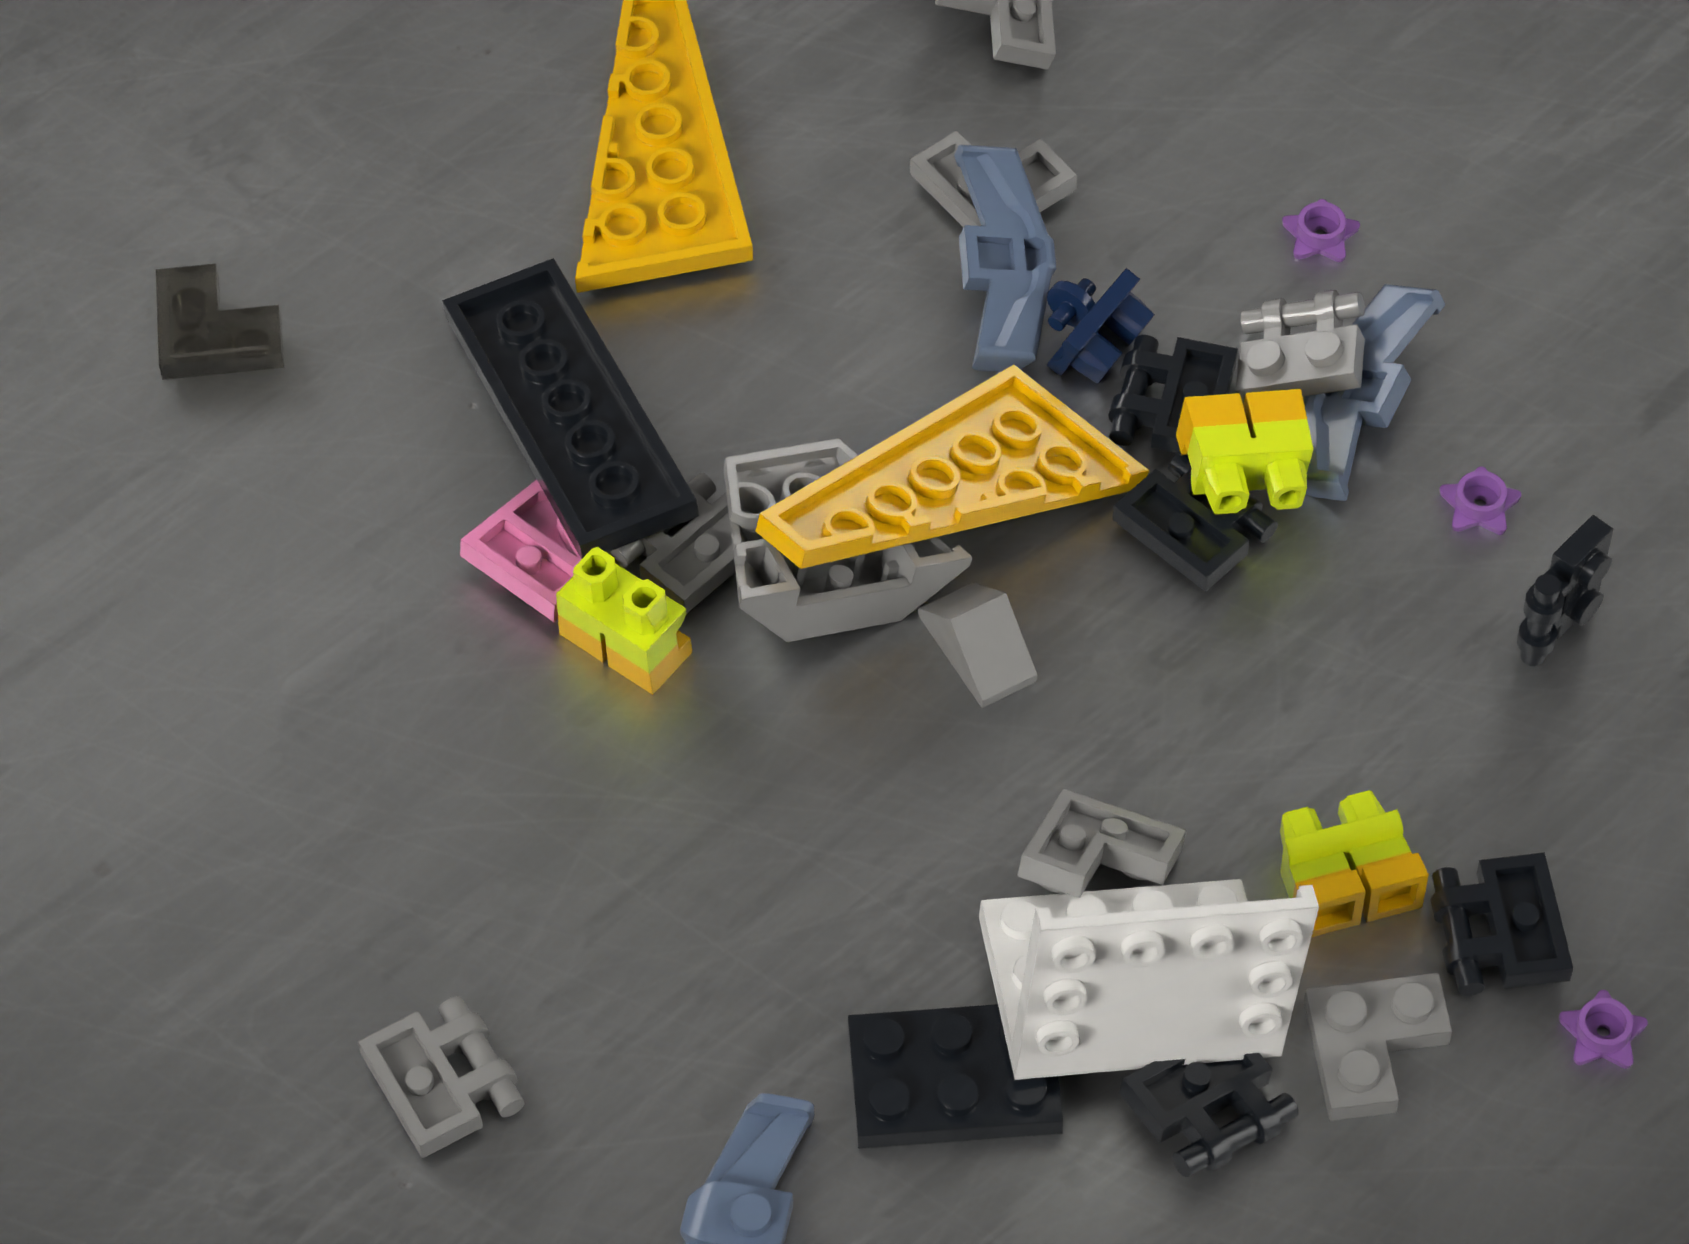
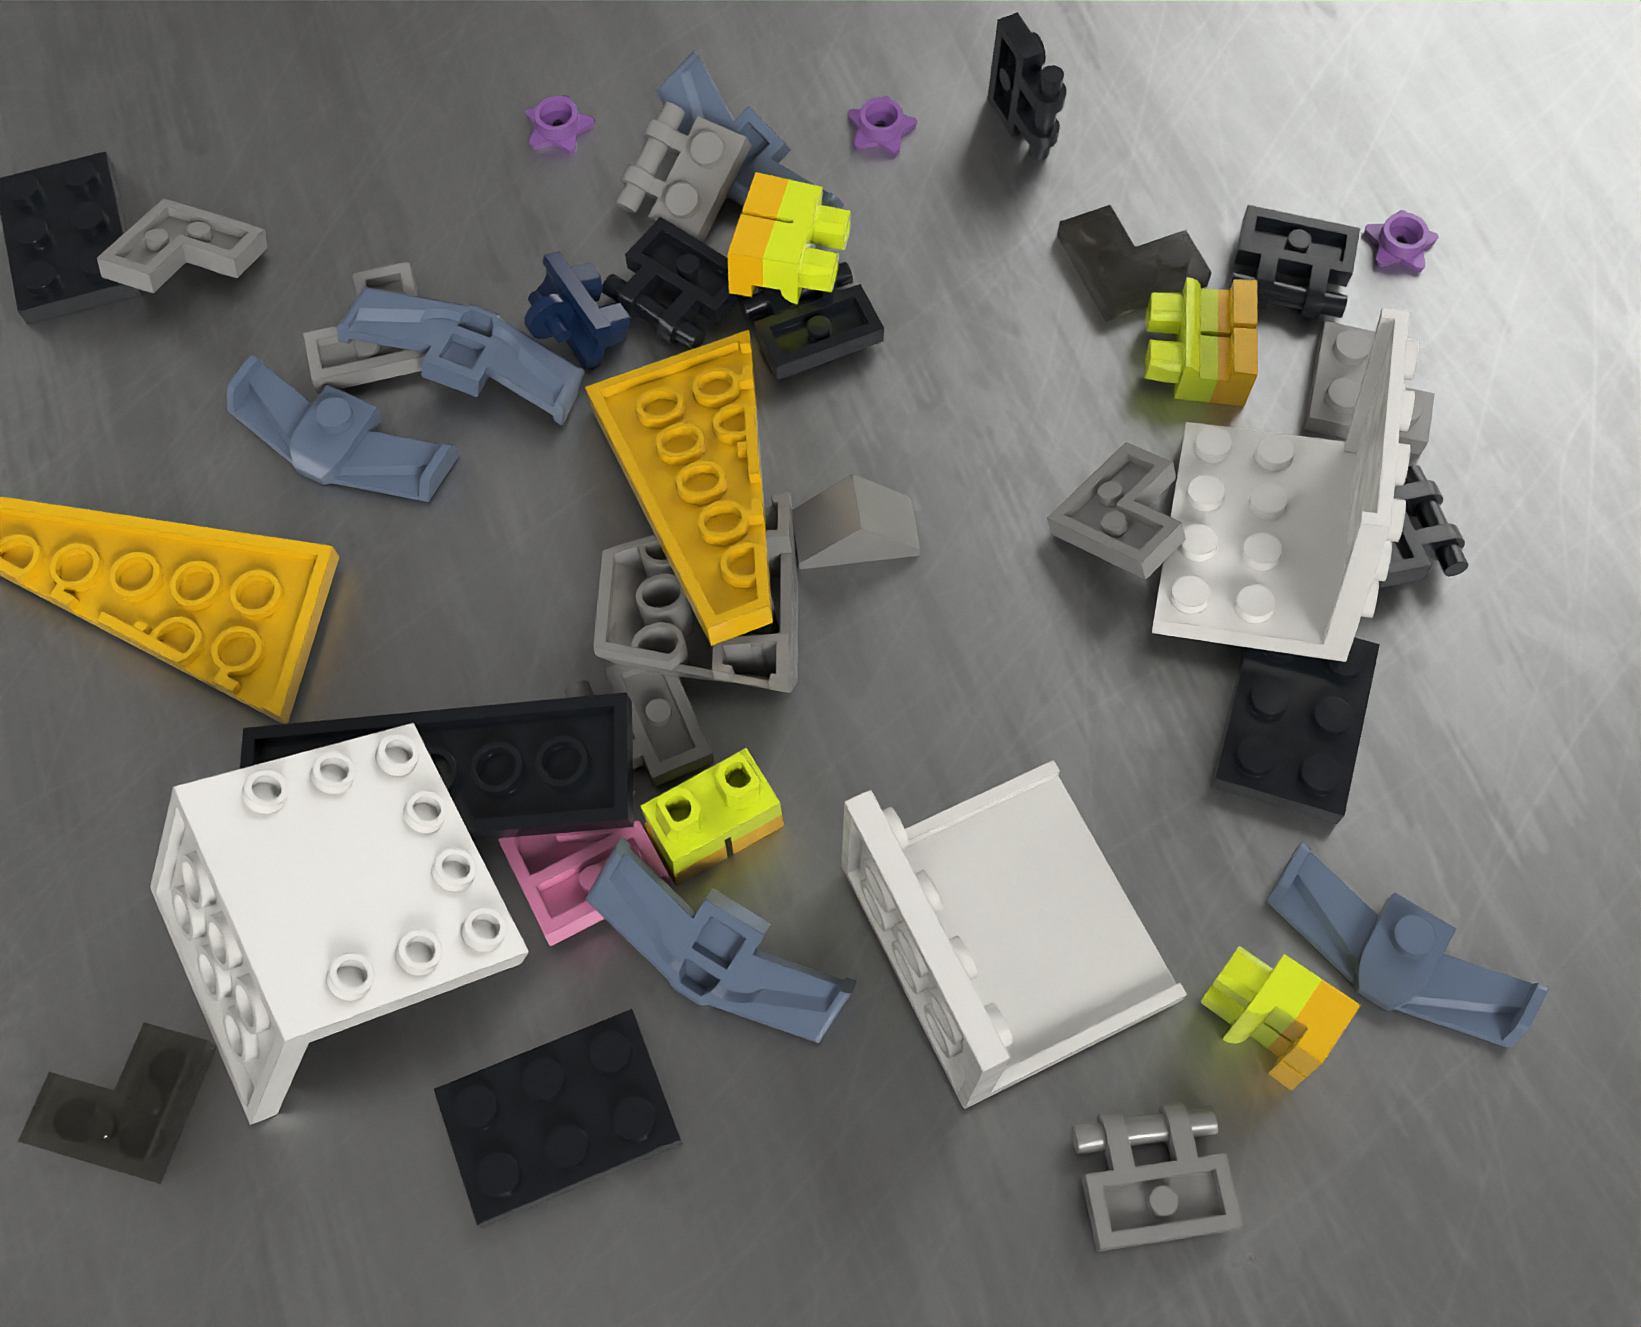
camera: 70 degrees left, 10 degrees up
(320, 621) = (556, 1118): none -> black plate
(425, 366) = (323, 900): none -> white bracket
(502, 667) = (714, 951): none -> sand blue plate
(599, 860) = (1004, 929): none -> white bracket
(618, 1125) = (1282, 1010): none -> hips
(869, 202) = (335, 436): none -> sand blue plate
(1409, 774) = (1126, 275): none -> clear smoke plate

